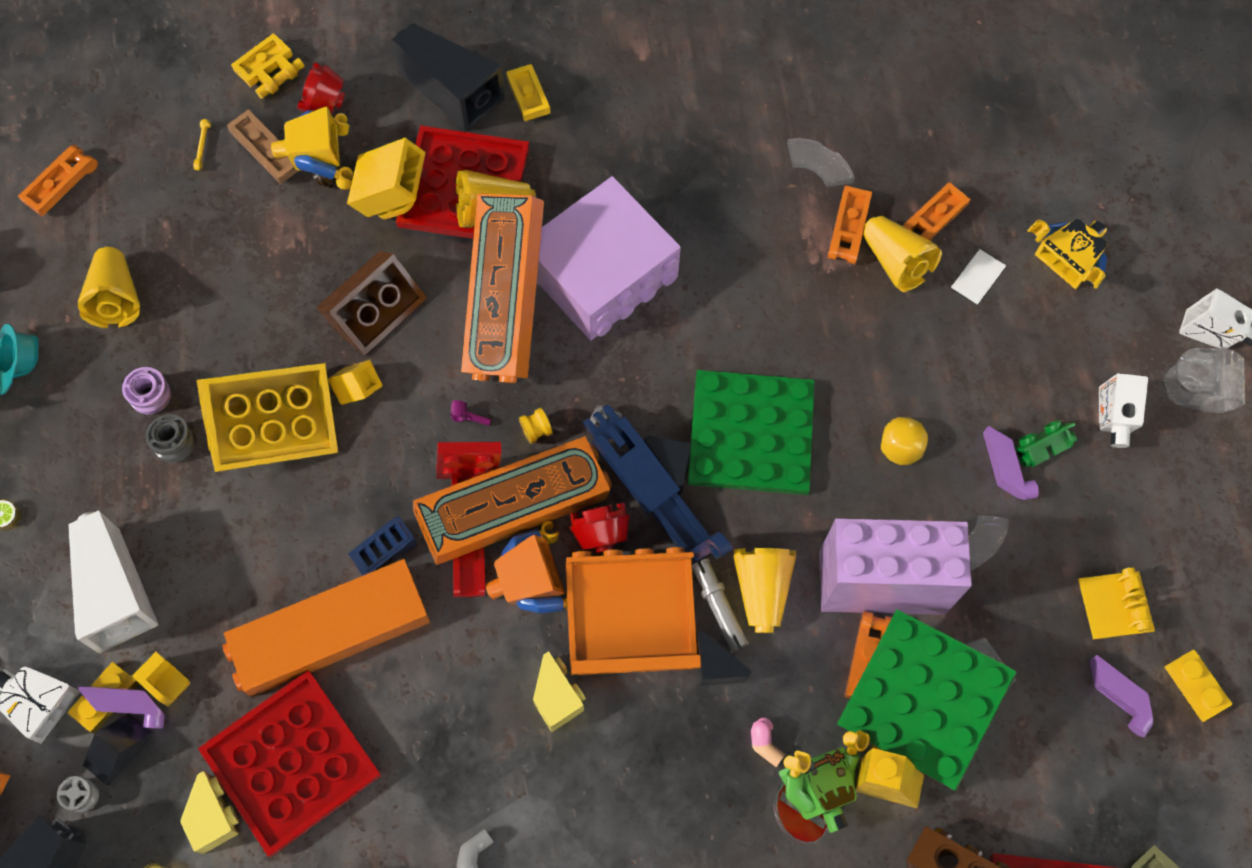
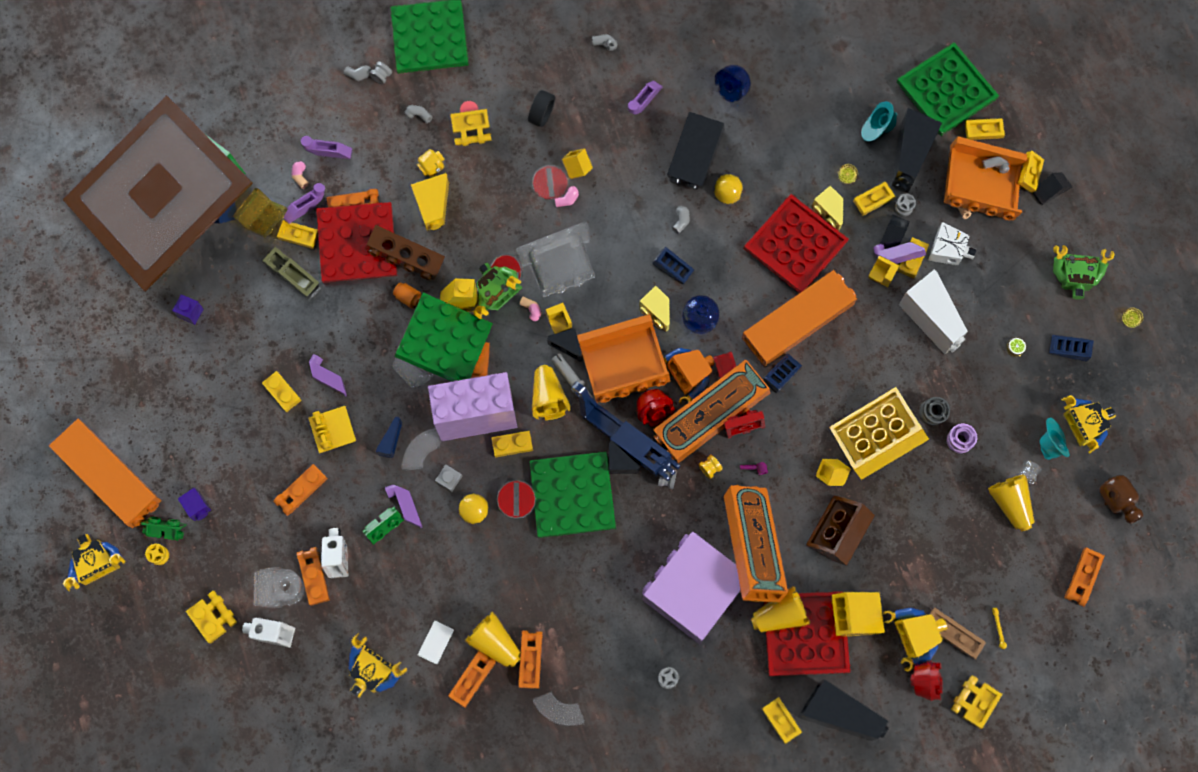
camera: 170 degrees right, 5 degrees up
(69, 325) = (1030, 470): none -> clear wheel
(126, 818) = (874, 198): none -> yellow plate
(485, 671) = (701, 314): none -> clear blue cylinder
(526, 790) = (670, 270): none -> dark blue slope
(663, 160) = (671, 677): none -> light grey wheel
(705, 810) = (558, 259): none -> clear windscreen
(723, 712) = (558, 318): none -> yellow panel
(817, 522) = (512, 444): none -> yellow plate
(838, 435) = (516, 499): none -> red piece
(937, 493) = (448, 478): none -> light grey plate
(976, 809) = (407, 294): none -> orange brick
(1027, 559) = (389, 442): none -> dark blue slope
(1157, 394) = (313, 577): none -> orange plate
(1167, 522) = (300, 489): none -> orange plate

